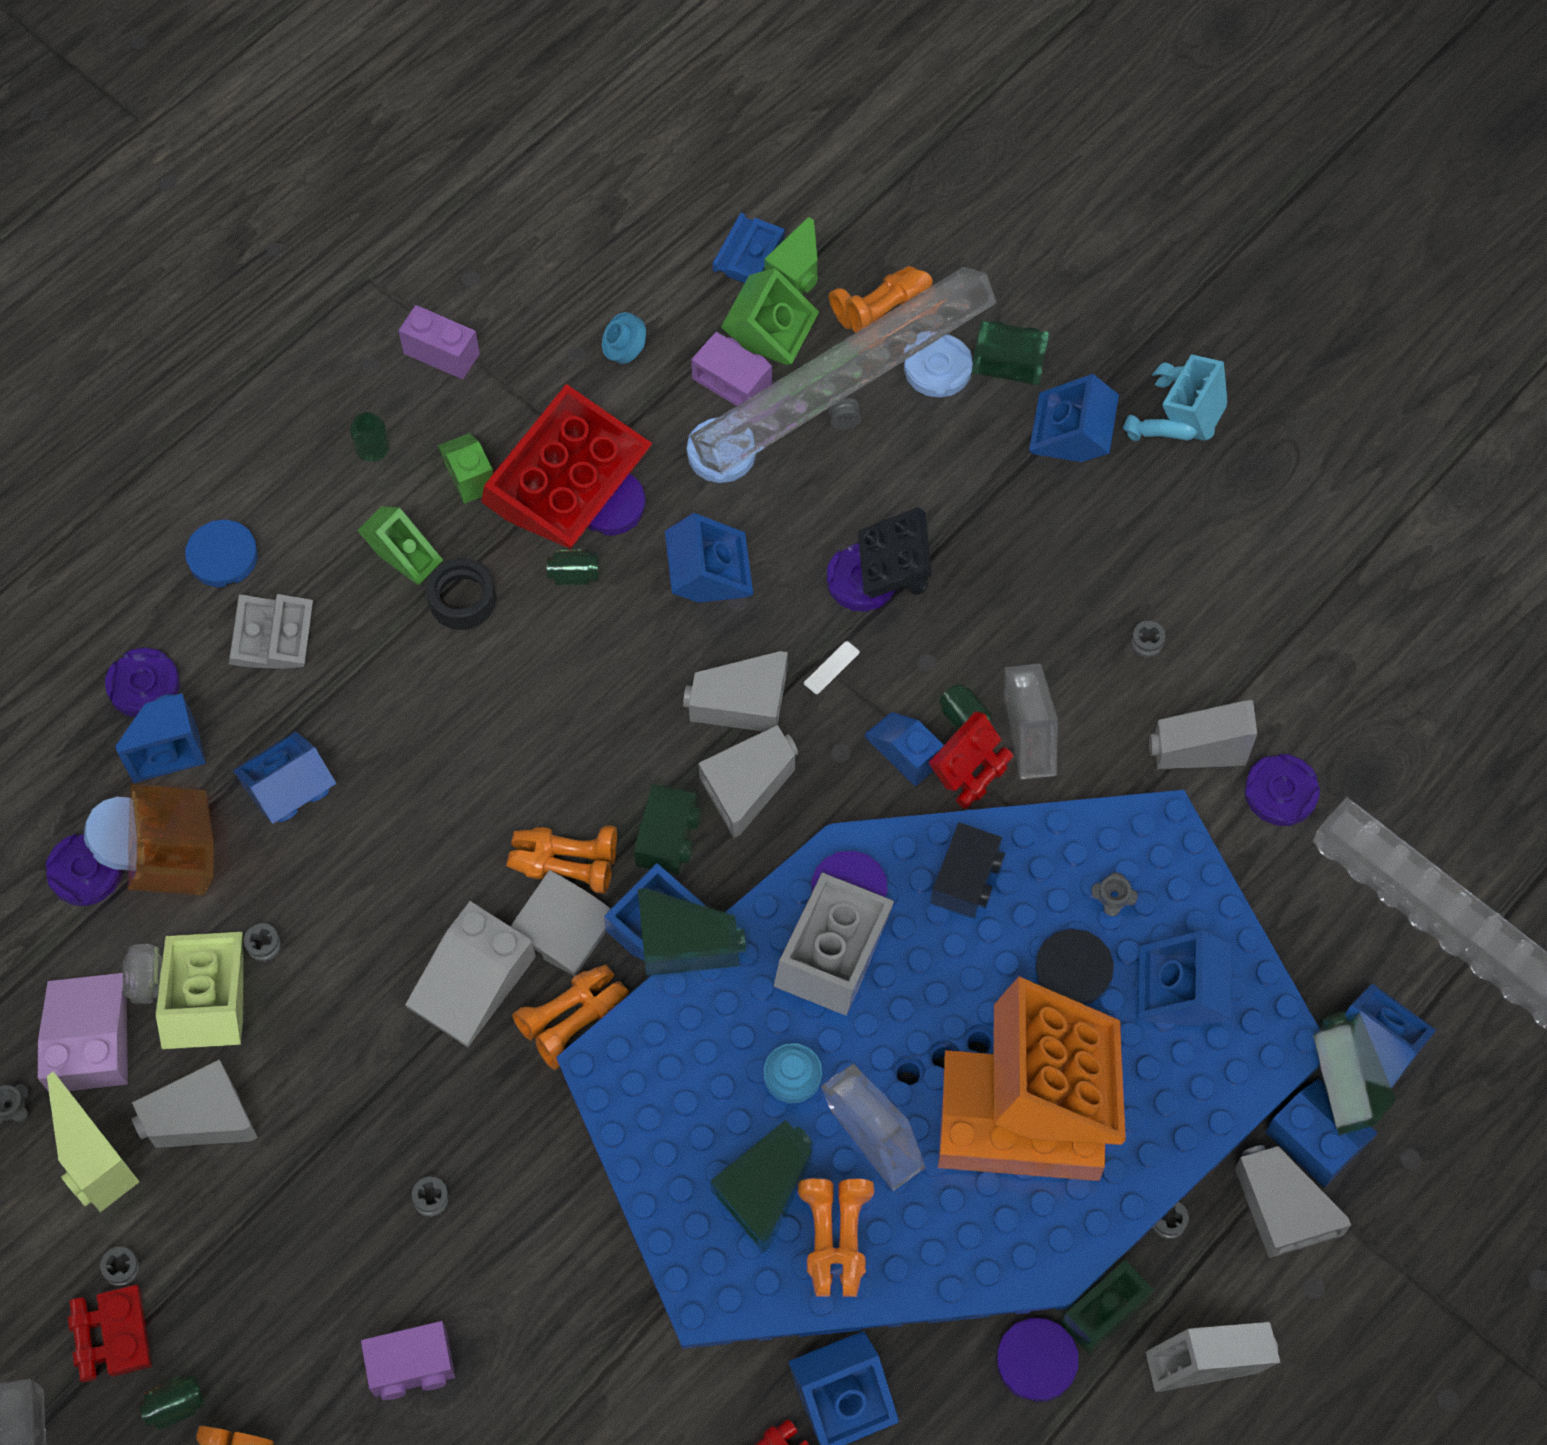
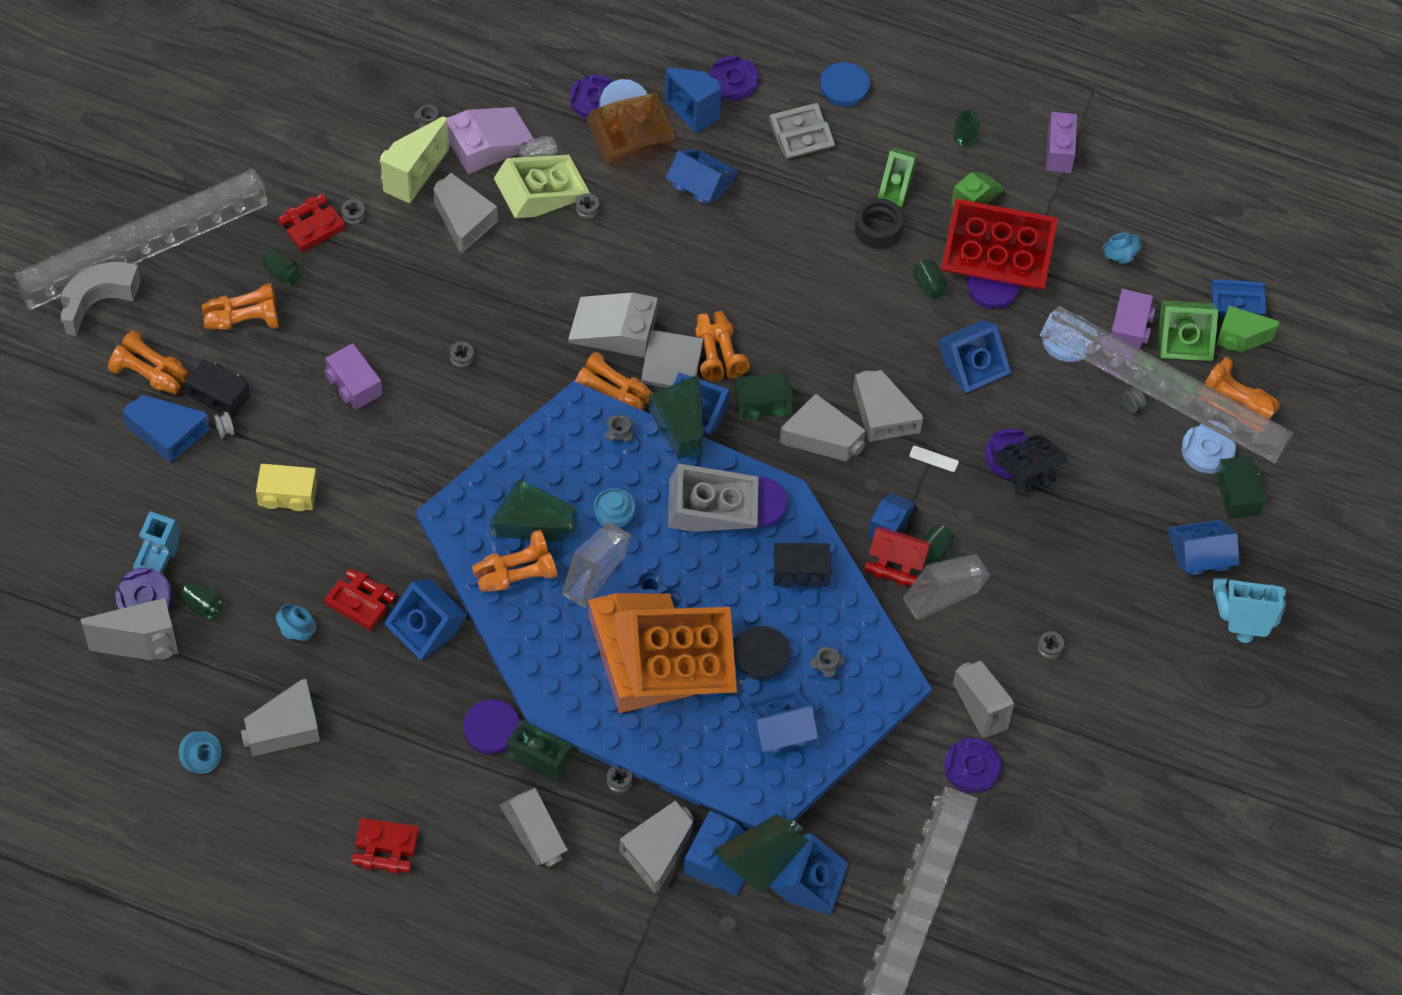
camera: 65 degrees right, 5 degrees down
(666, 1011) = (622, 422): none -> dark grey plate

